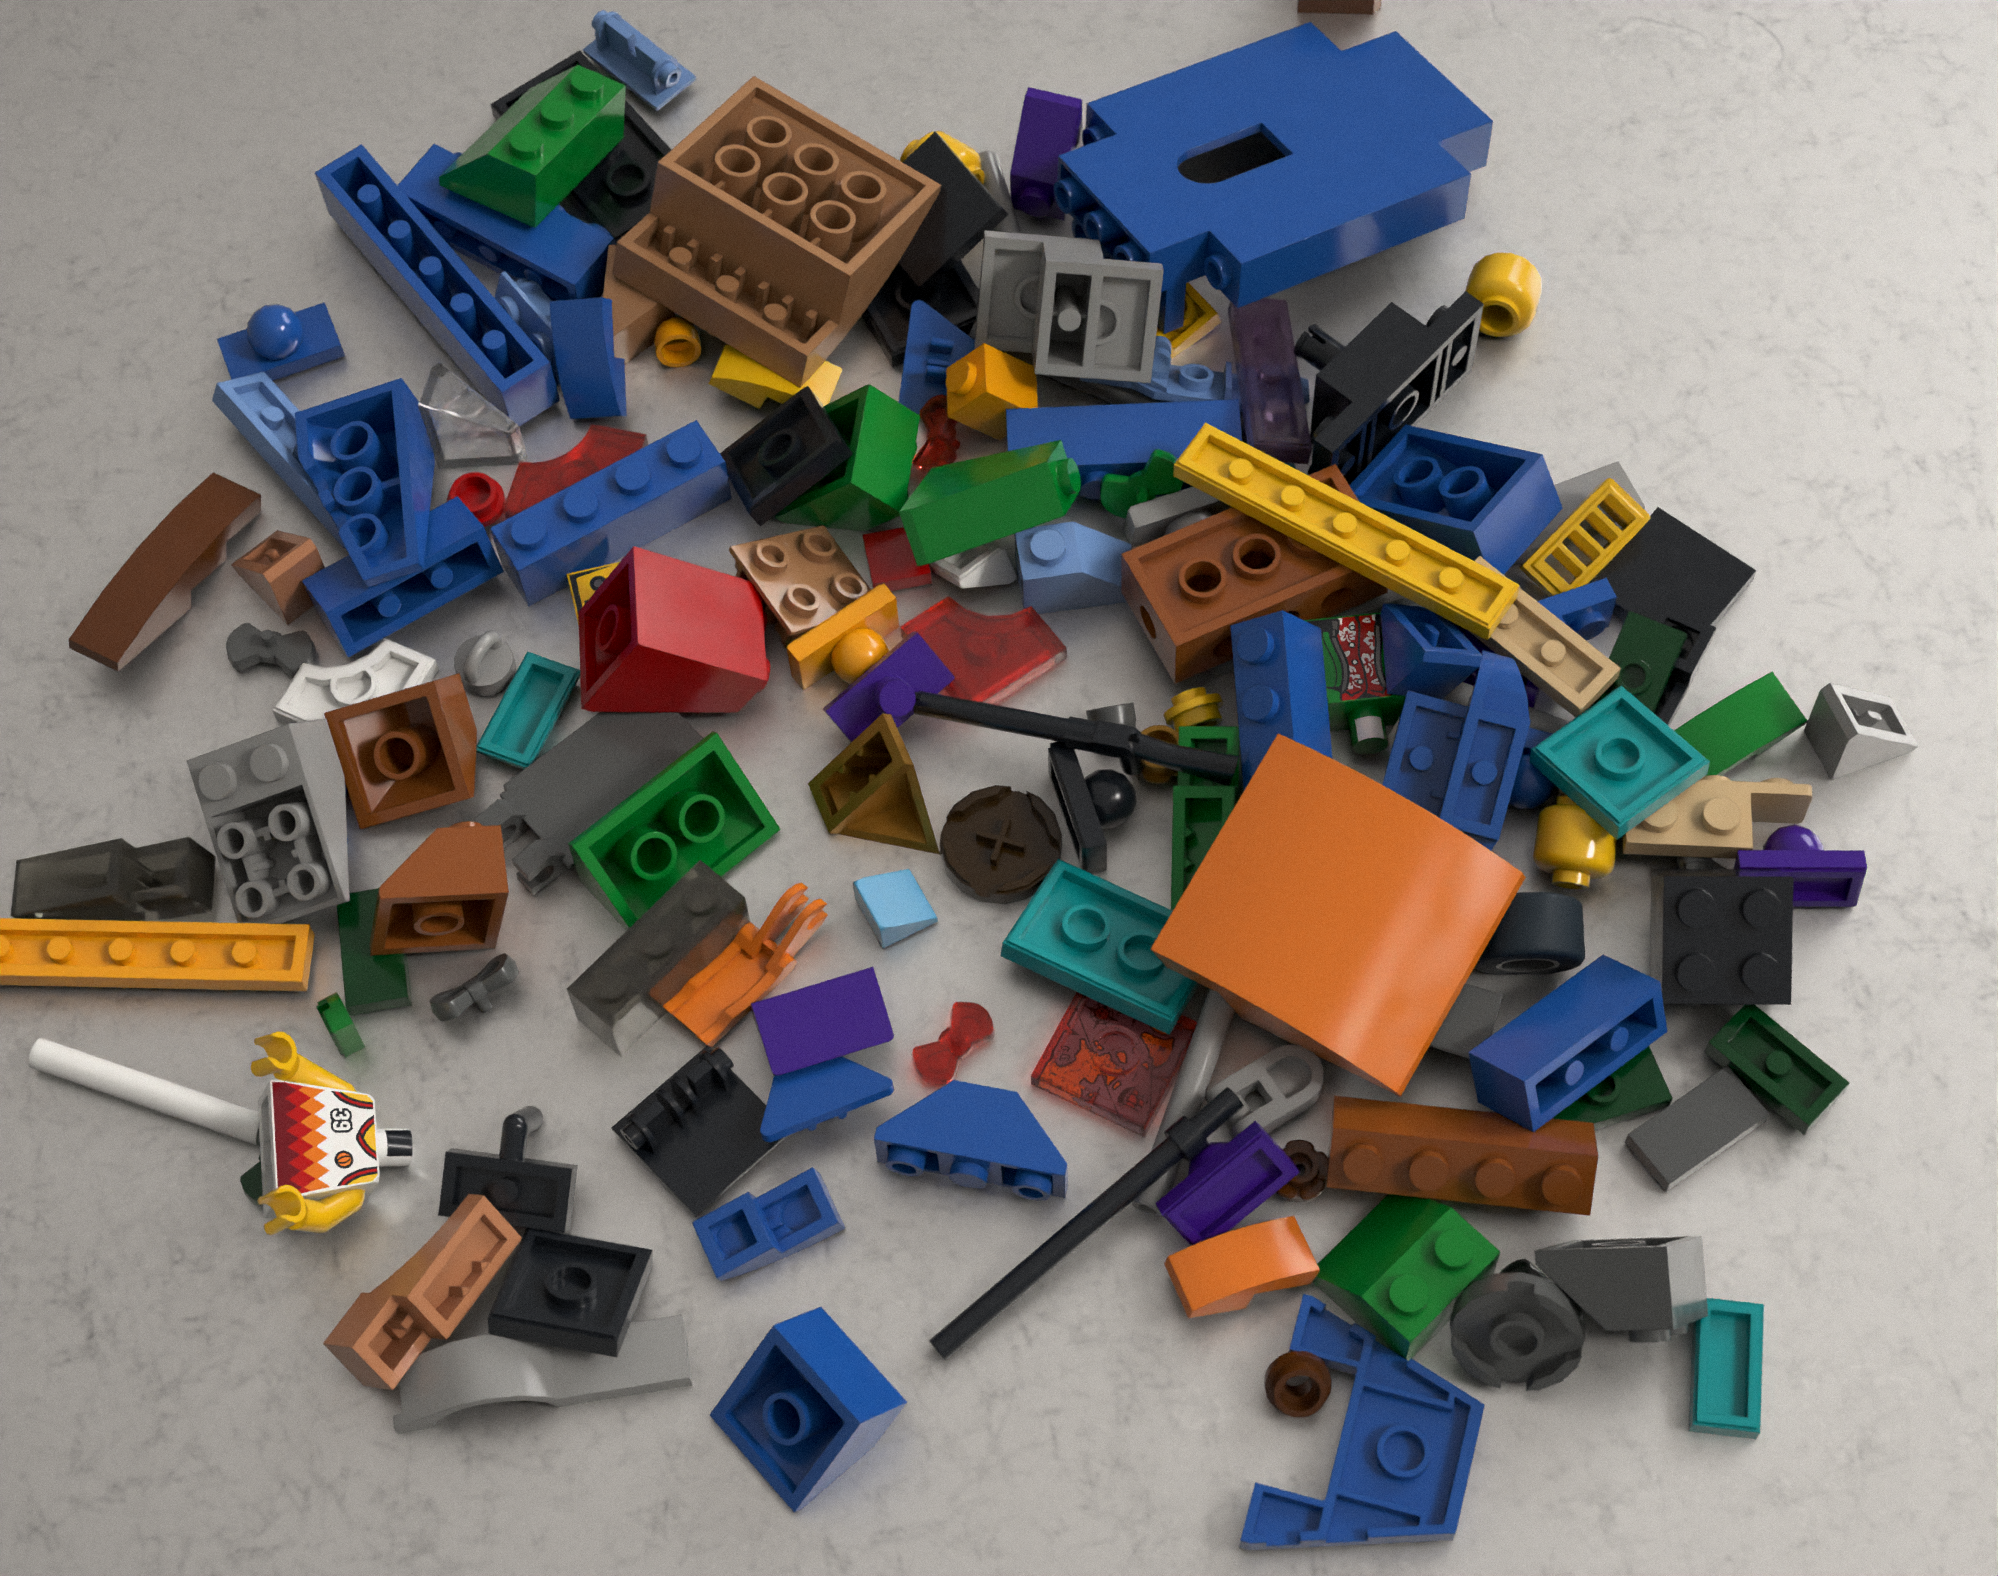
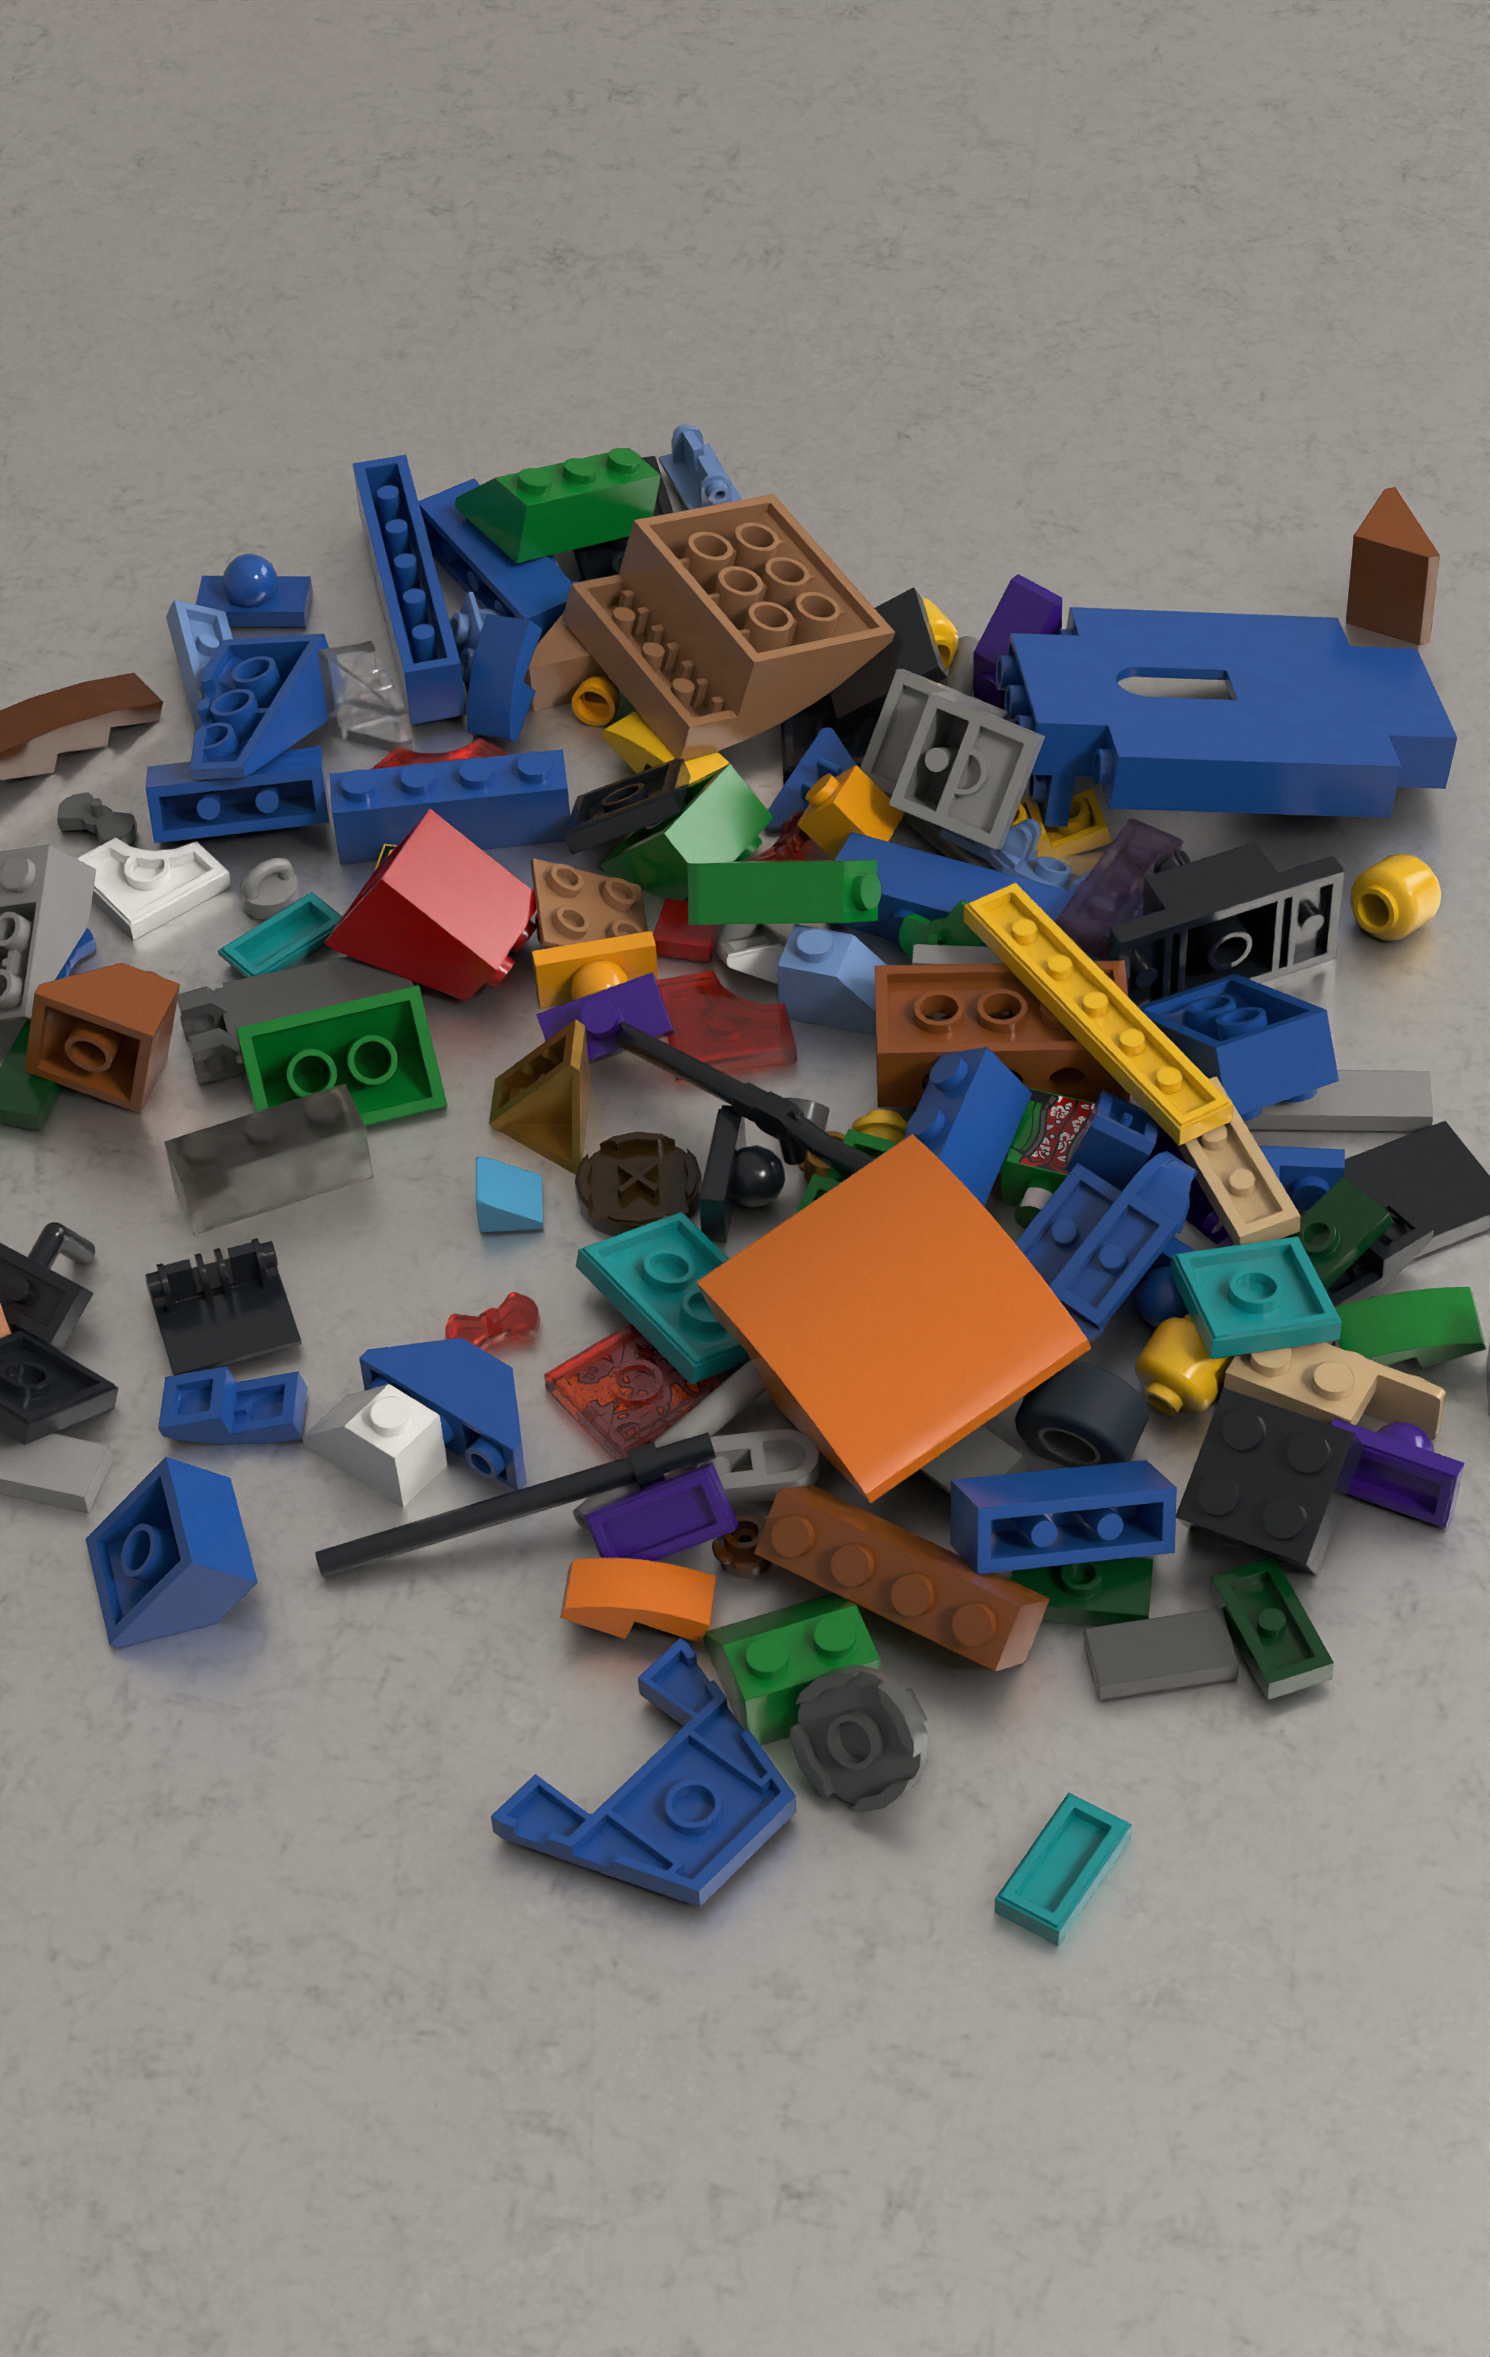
camera: 25 degrees right, 15 degrees down
(277, 572) = (130, 761): nougat slope -> none
(407, 750) = (159, 917): dark orange slope -> none
(453, 1002) = (97, 1131): dark grey piece -> none
(480, 495) = (344, 755): red plate -> none
(747, 968) = (350, 1203): orange arm -> none
(818, 1094) = (339, 1306): blue piece -> none
(822, 1021) = (380, 1255): dark purple panel -> none
(921, 1205) = (382, 1441): none -> white slope
(1300, 1399) = (612, 1717): reddish brown plate -> none
(1619, 506) = (1362, 1092): yellow slope -> none
(1633, 1283) = (999, 1733): dark grey slope -> none

